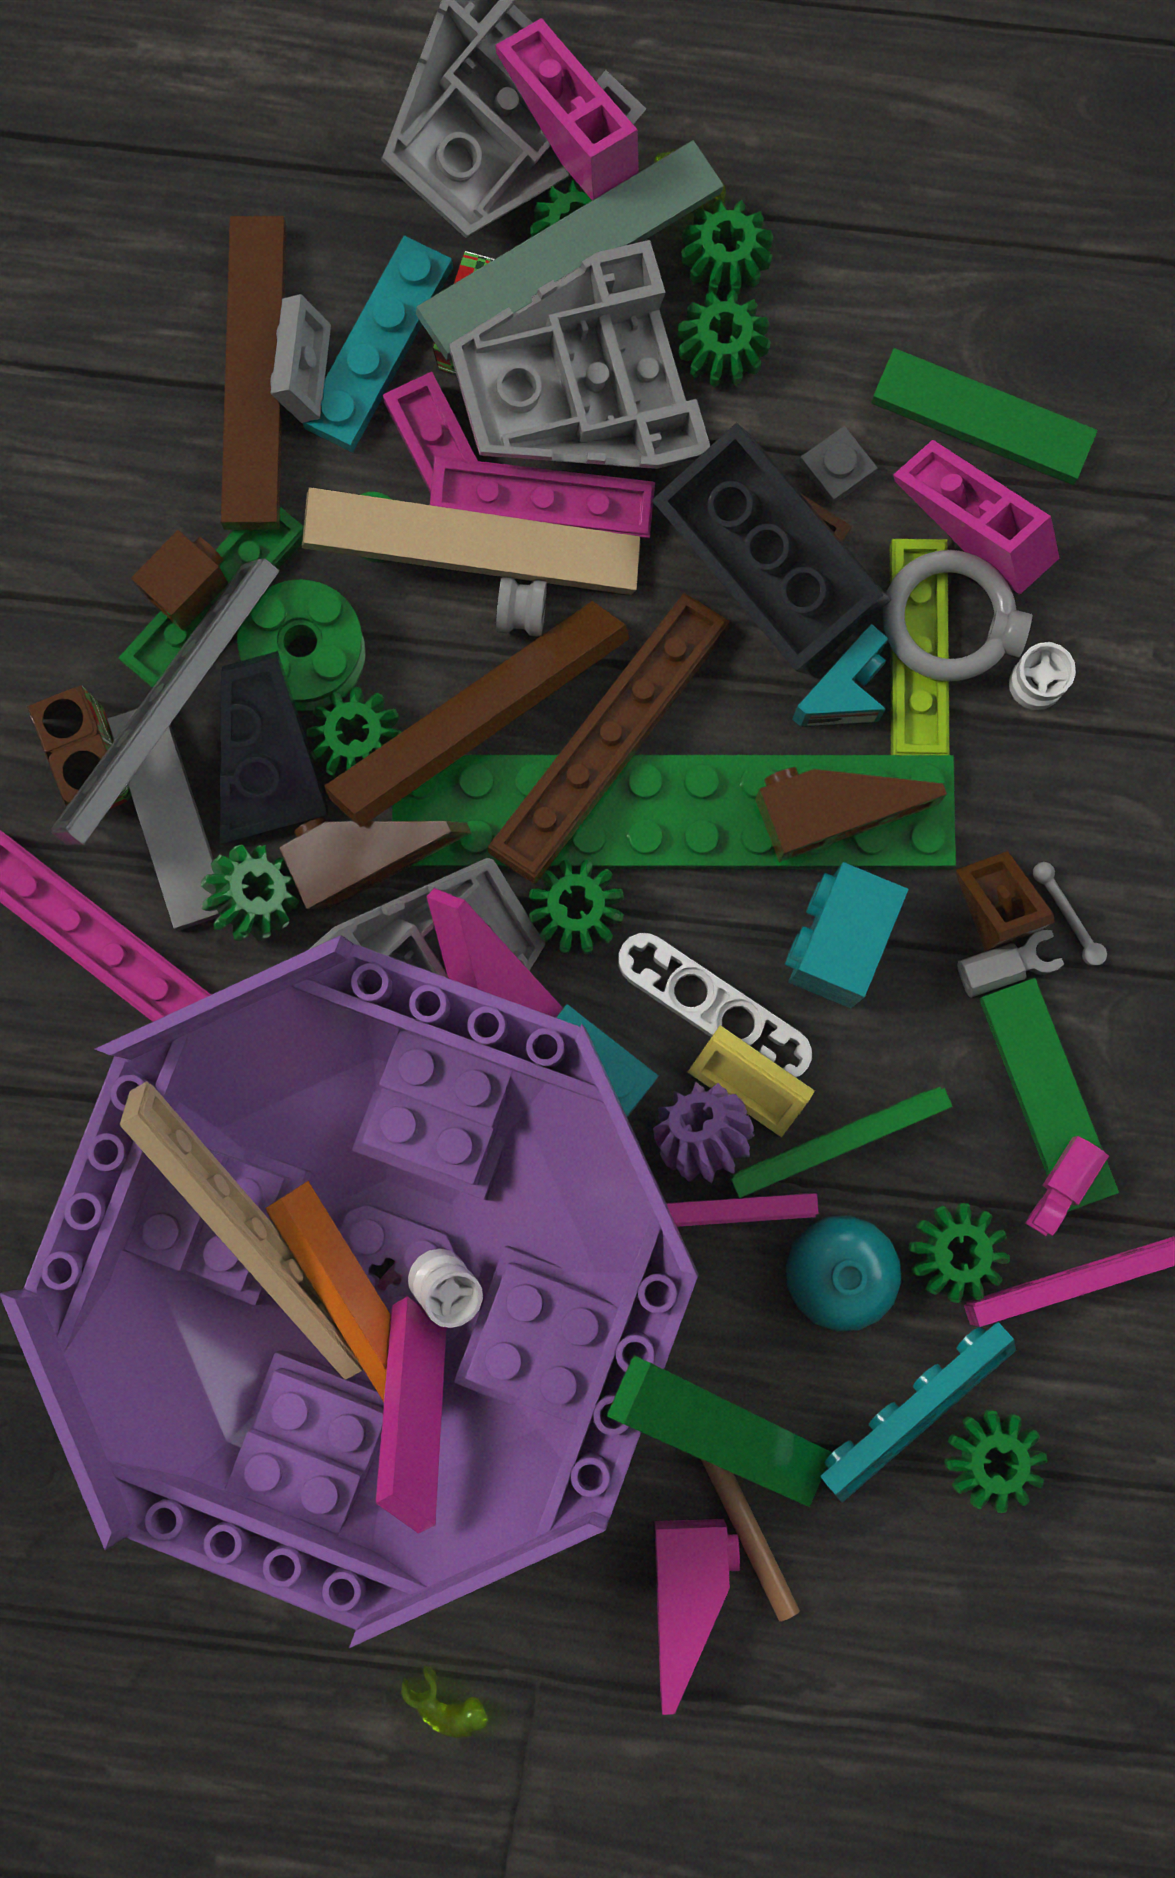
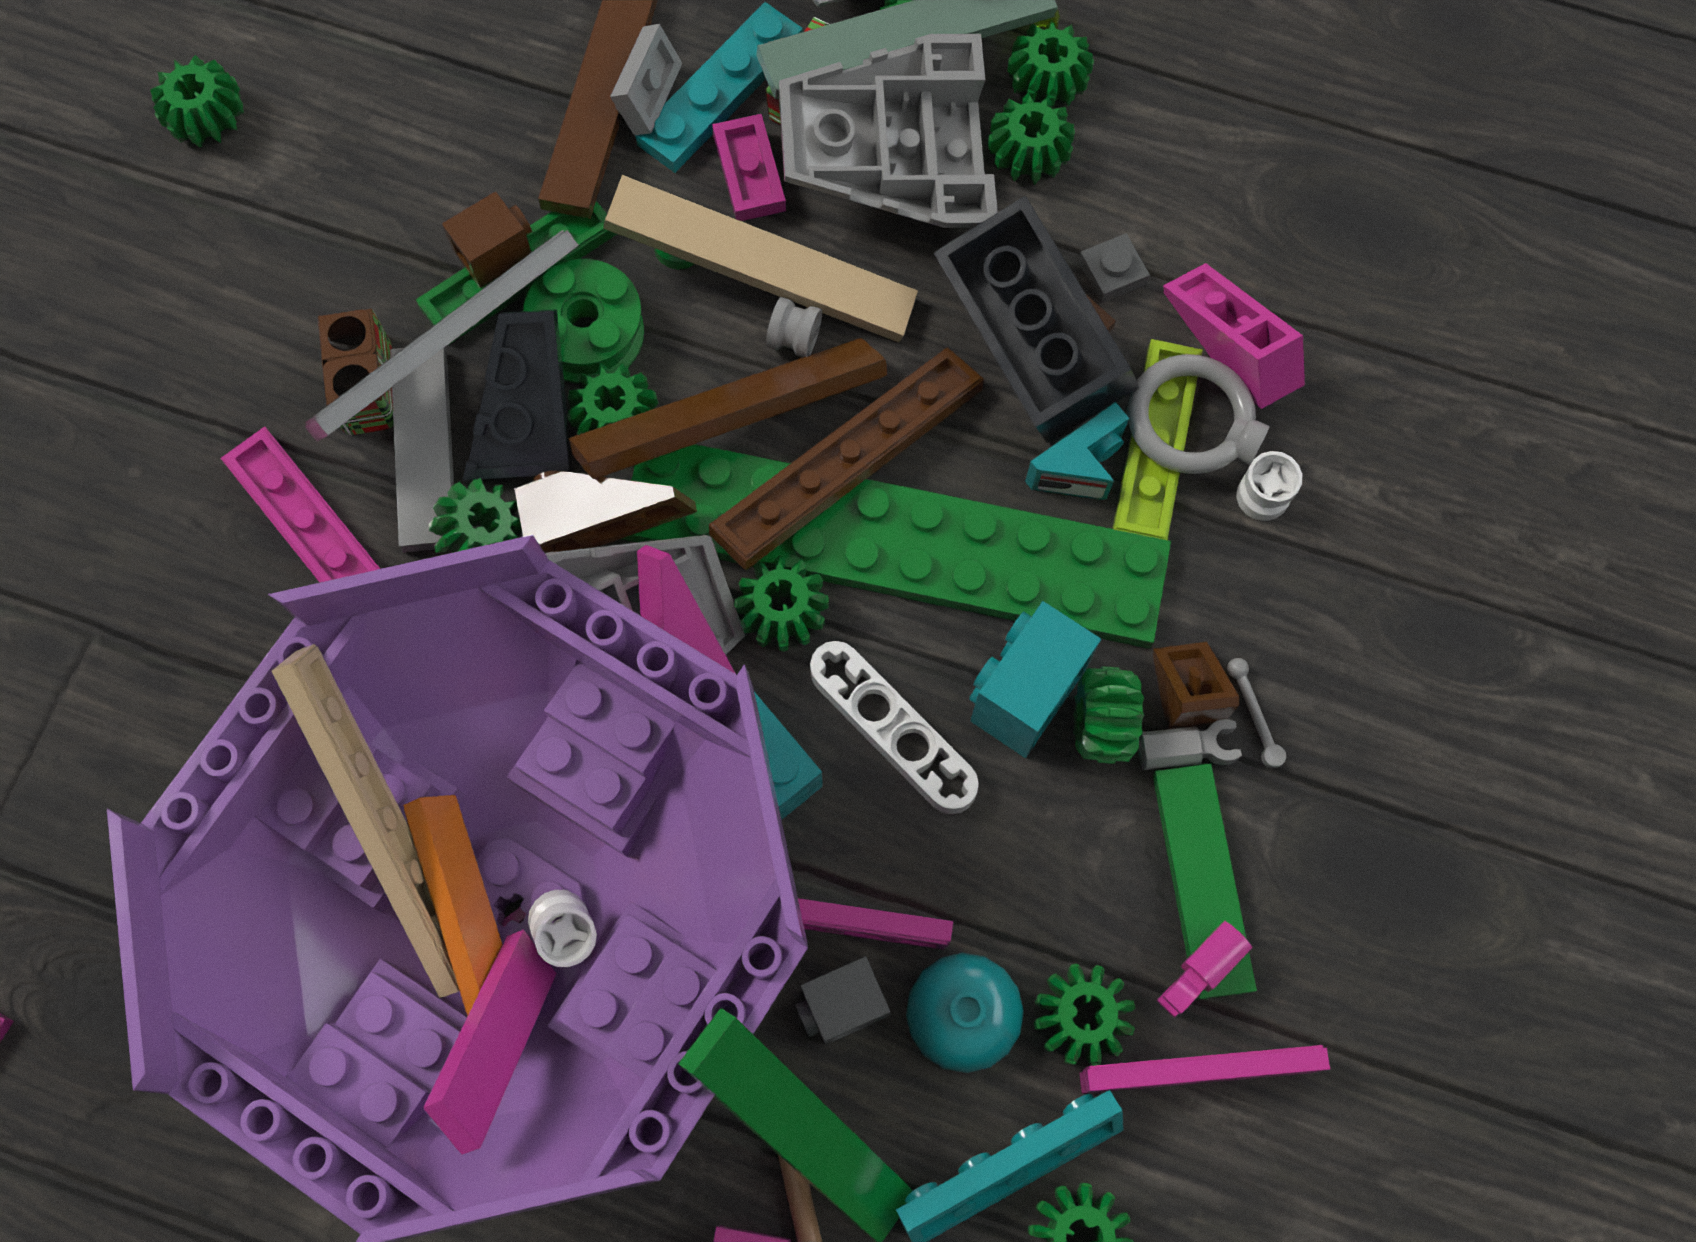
camera: 10 degrees right, 10 degrees down
(544, 495) = (839, 235): dark pink tile -> none
(703, 1132) = (855, 839): medium lavender gear -> none
(727, 1291) = (842, 1002): none -> dark grey brick
(765, 1088) = (912, 803): light yellow tile -> none
(829, 806) = (1045, 557): reddish brown slope -> none
(839, 1141) = (987, 878): green tile -> none
(926, 954) = (1108, 715): none -> green gear
(984, 416) = (1257, 252): green tile -> none

